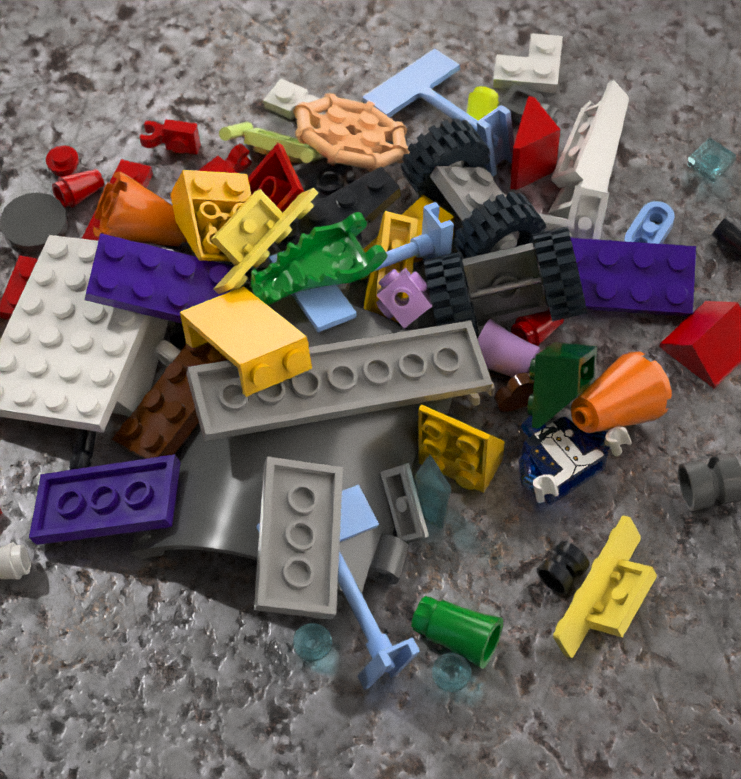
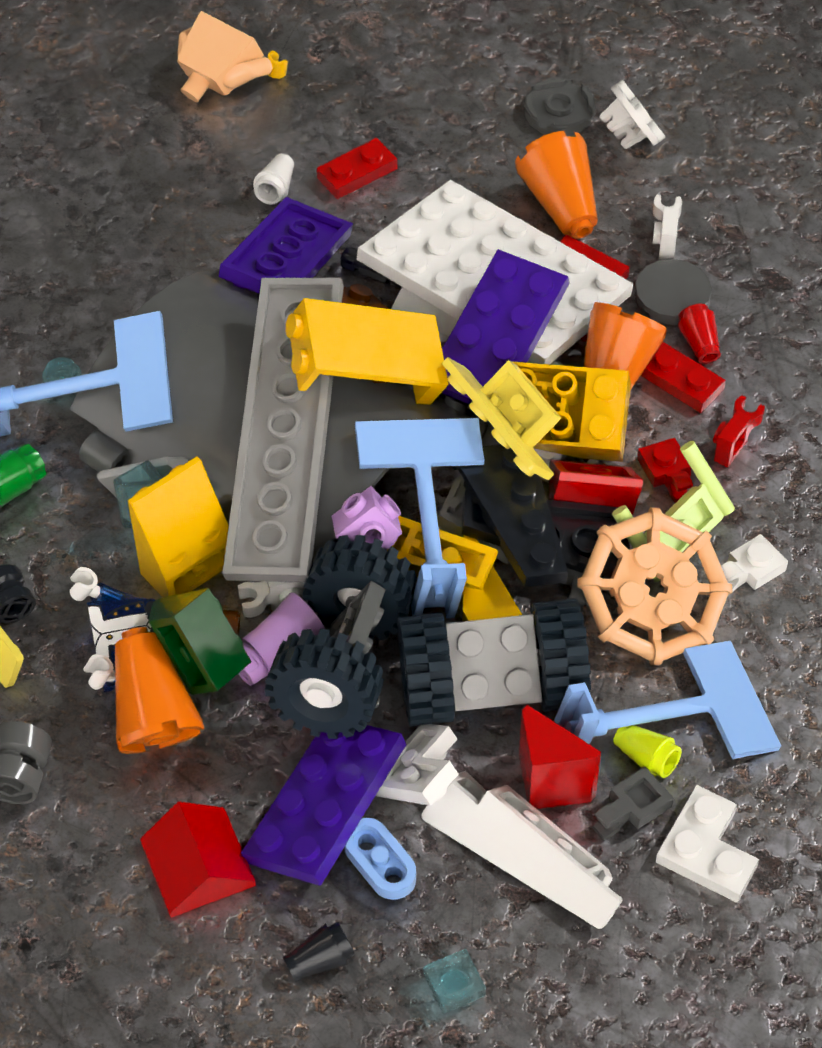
camera: 110 degrees right, 5 degrees down
(62, 160) = (748, 333): red plate -> none
(299, 538) = (125, 335): light grey plate -> none
(320, 259) = (433, 443): green animal -> none

